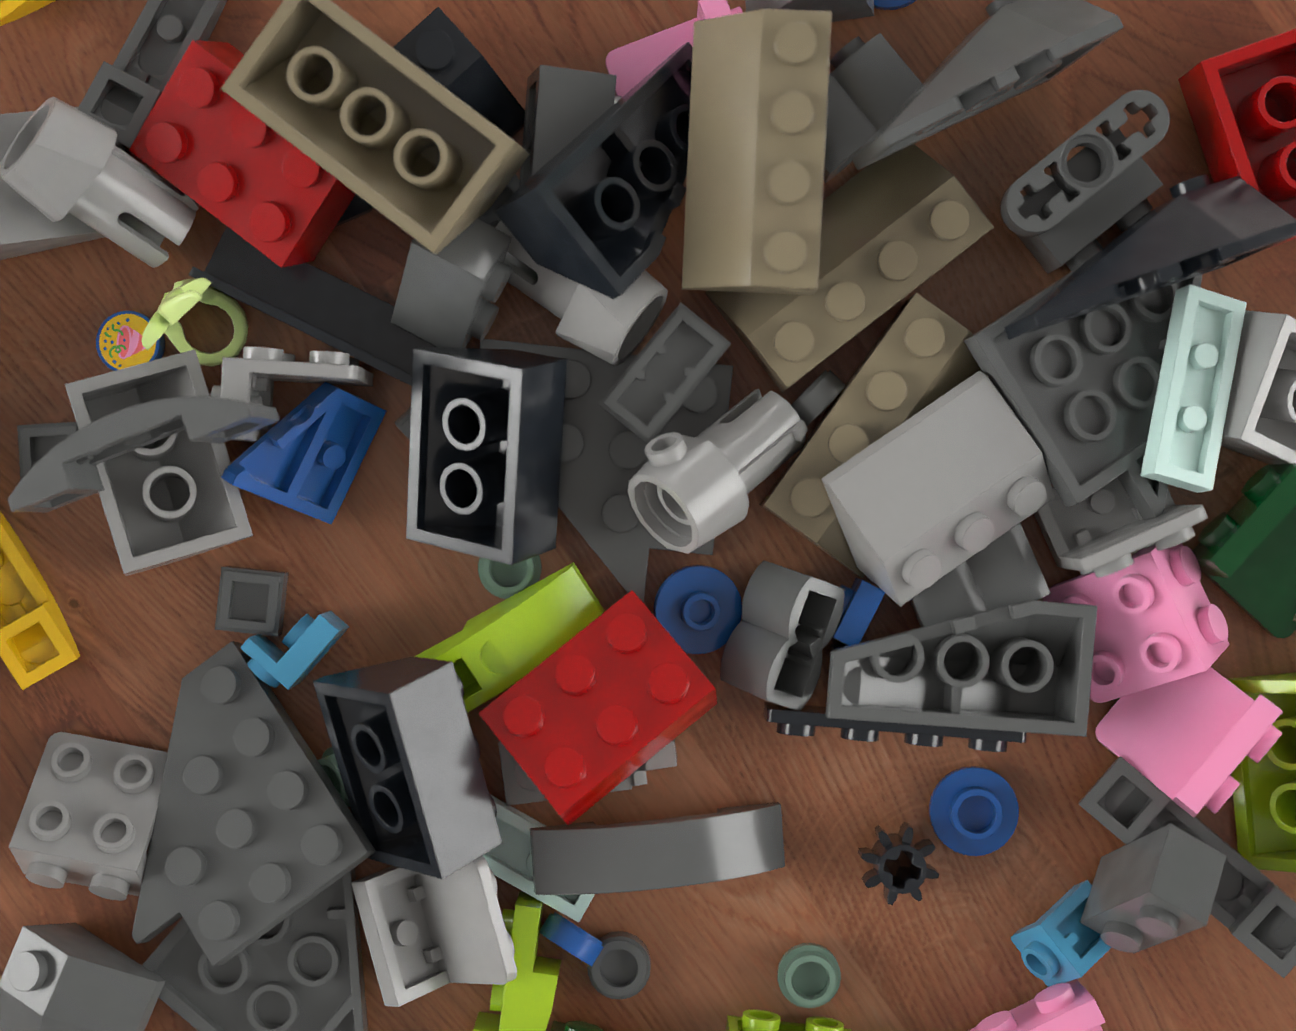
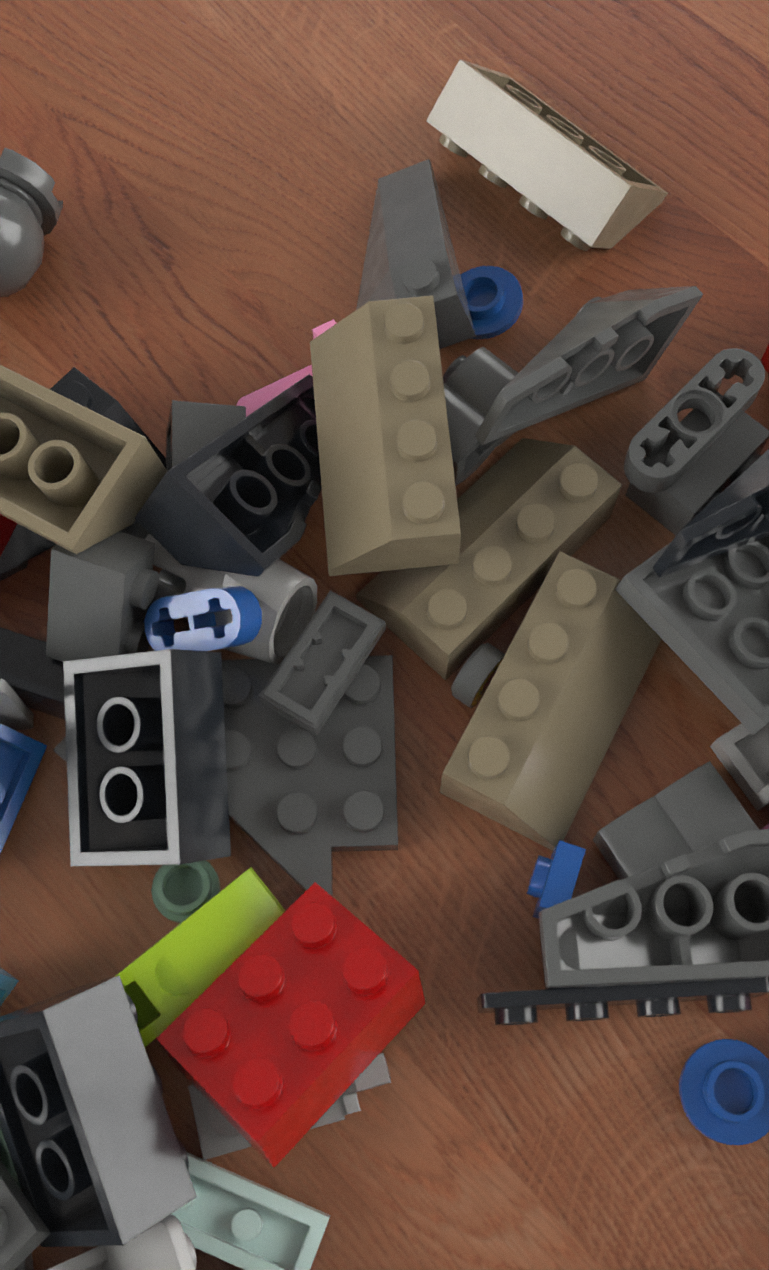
camera: 10 degrees left, 20 degrees down
(551, 311) = (200, 610): none -> blue beam
(657, 851) = (378, 1188): dark grey slope -> none
(698, 608) = (393, 900): blue piece -> none
(701, 483) = (378, 752): light grey piece -> none
(782, 635) = (483, 914): dark grey brick -> none
(906, 878) = (669, 1184): black gear -> none
(938, 489) = (617, 734): light grey slope -> none

